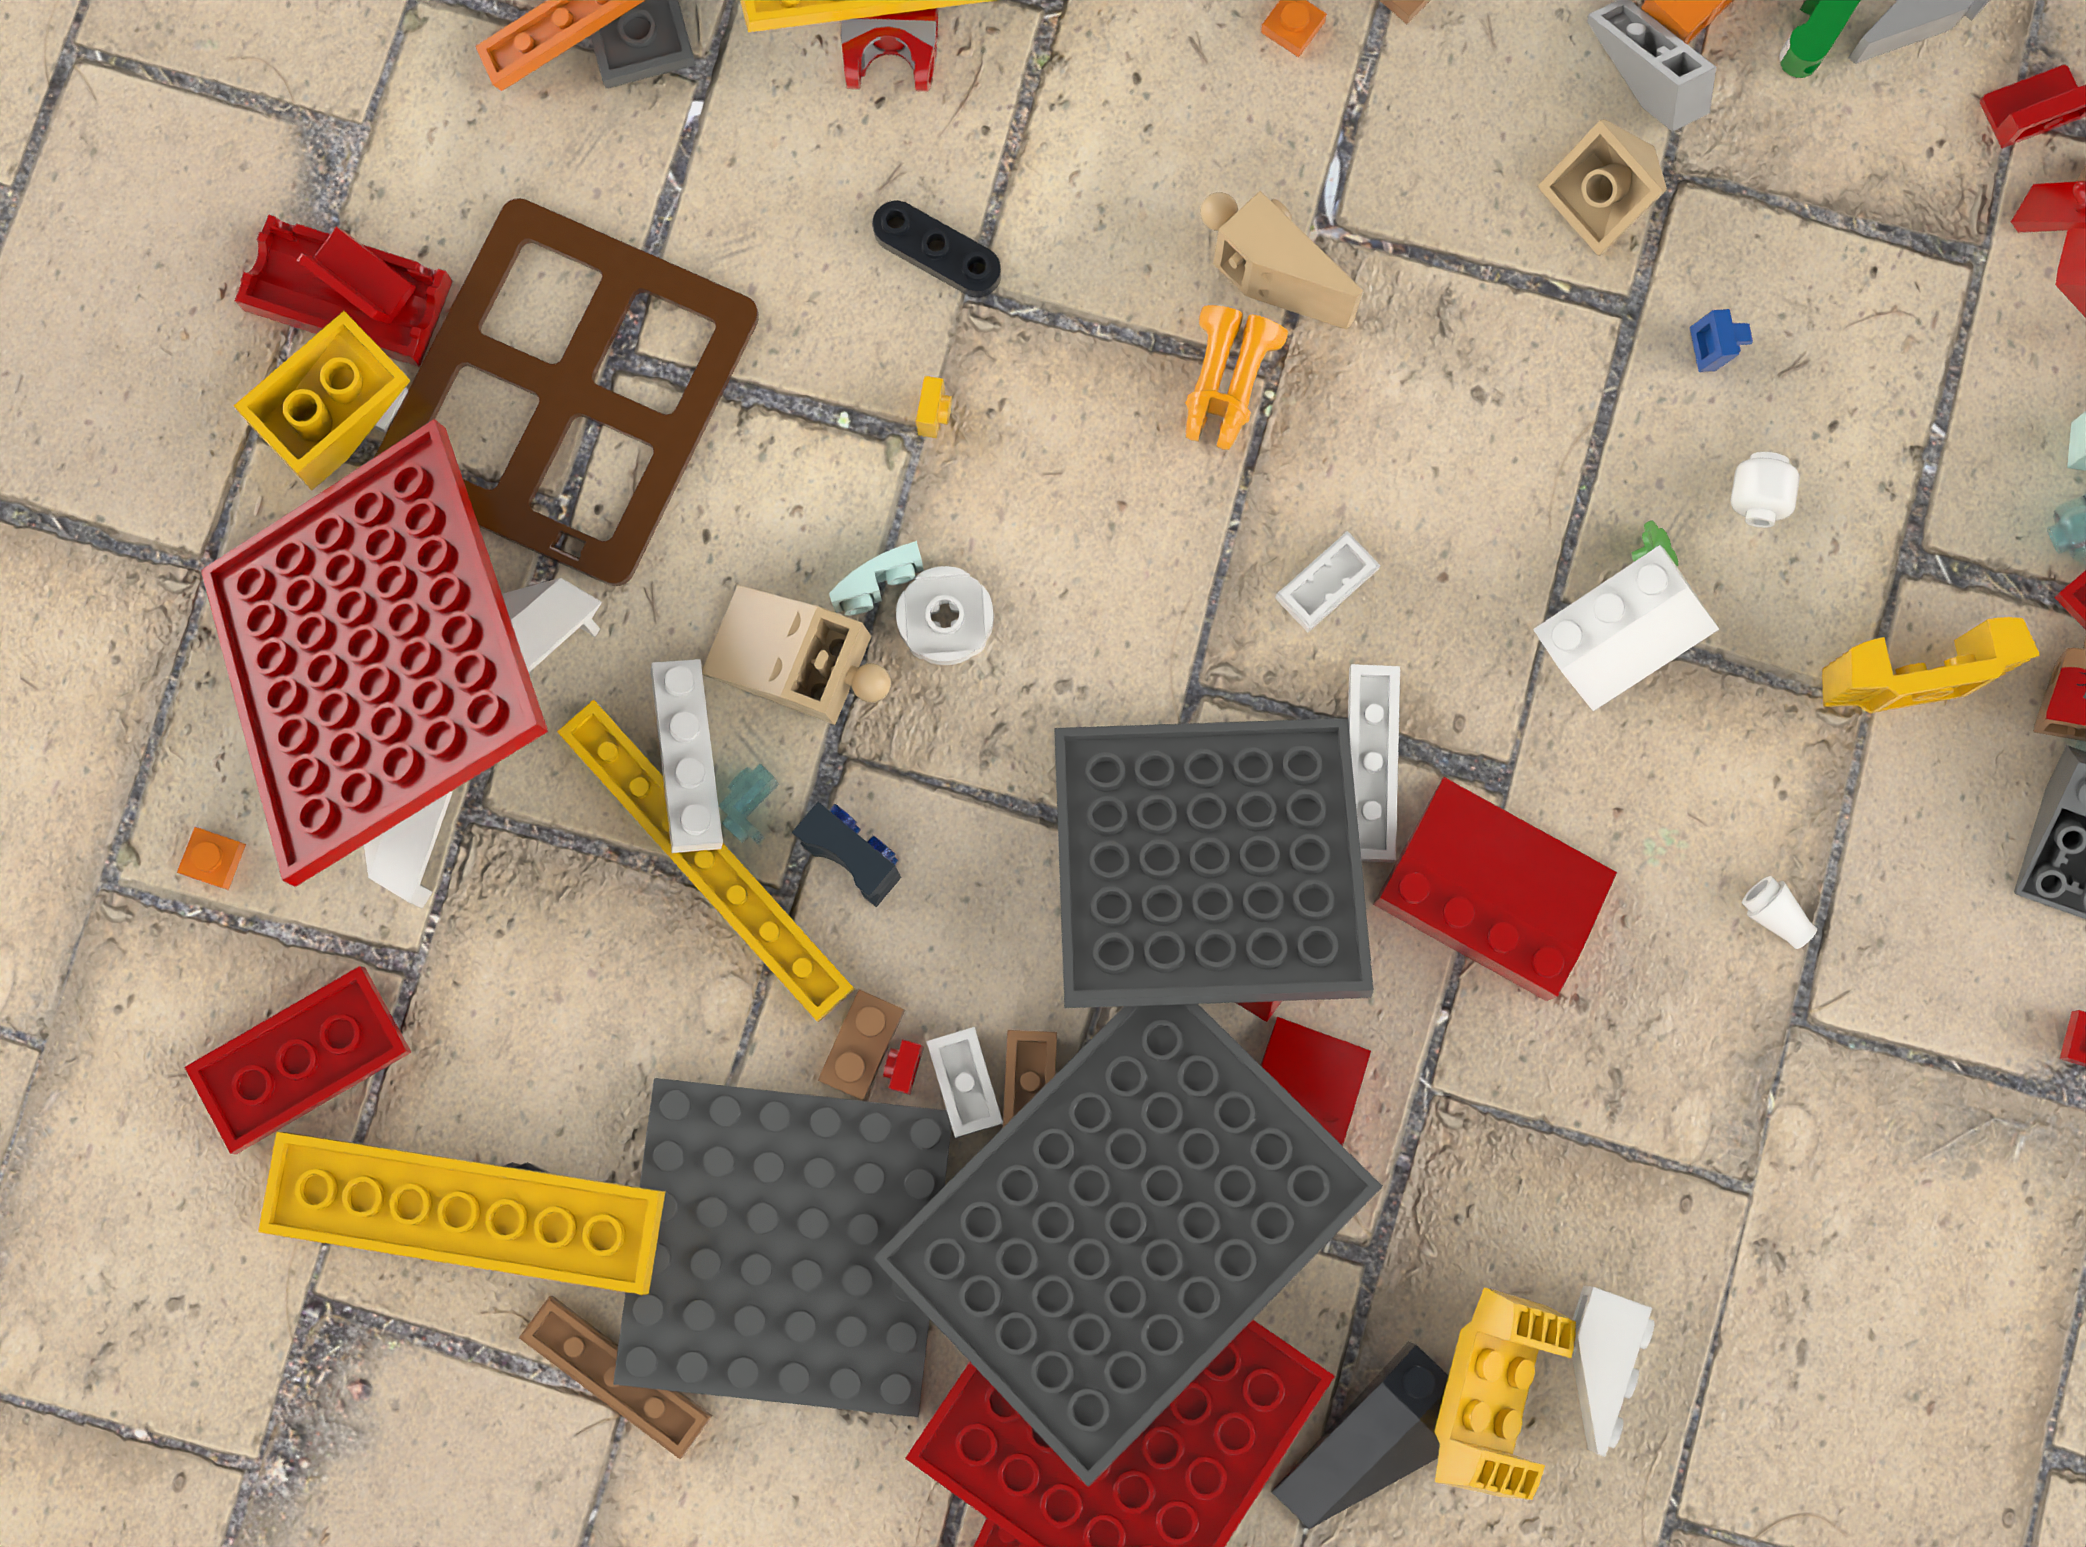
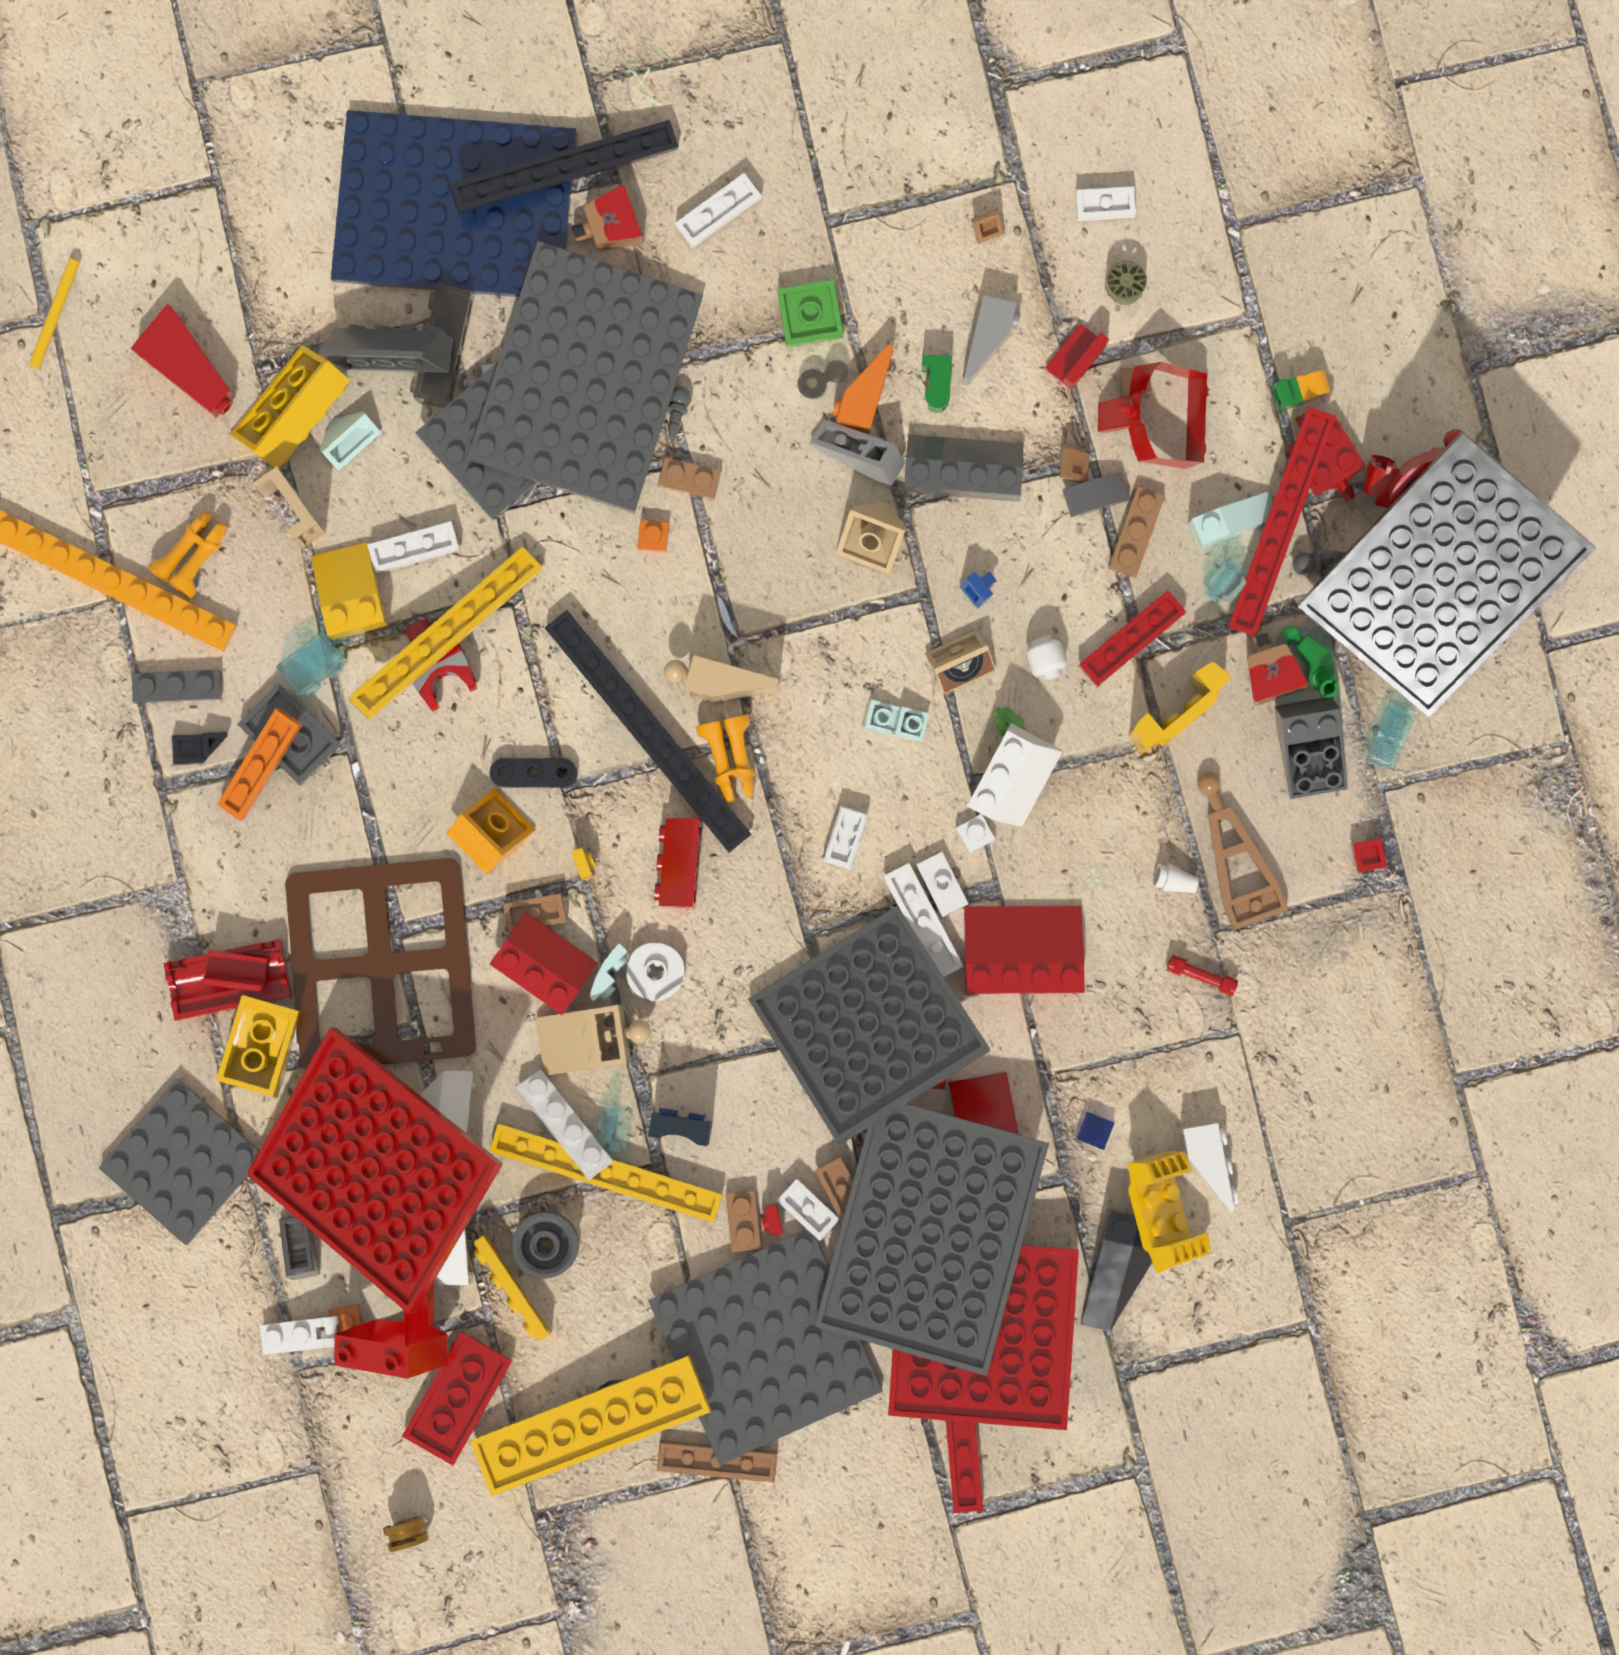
camera: 30 degrees left, 5 degrees up
(103, 1206) = (403, 1530): none -> pearl gold wheel
(124, 503) = (181, 1162): none -> dark grey plate
(132, 837) = (298, 1335): none -> white plate
(186, 724) = (290, 1261): none -> dark grey slope
(248, 927) = (395, 1346): none -> red piece
(469, 924) = (517, 1298): none -> yellow plate
(524, 905) = (526, 1248): none -> dark grey wheel
(792, 509) = (543, 963): none -> red slope
(823, 438) = (546, 909): none -> medium nougat plate
(828, 289) = (490, 831): none -> light orange slope
(1069, 480) = (678, 863): none -> red slope
(1131, 281) = (648, 731): none -> black plate
(1429, 727) = (942, 884): none -> white plate
(1455, 1213) = (1095, 1130): none -> clear blue plate
(1492, 461) = (895, 720): none -> light aqua slope
(1519, 682) = (975, 833): none -> white plate
(1635, 430) = (961, 661): none -> panel
(1771, 1110) = (1225, 984): none -> red bar
(1787, 169) = (963, 468): none -> dark grey slope
(1879, 1017) = (1257, 904): none -> medium nougat plate
(1905, 533) = (1132, 638): none -> red plate
(1953, 247) = (1074, 465): none -> medium nougat plate
(1962, 303) = (1096, 494): none -> dark grey slope
(1991, 390) = (1136, 532): none -> medium nougat plate

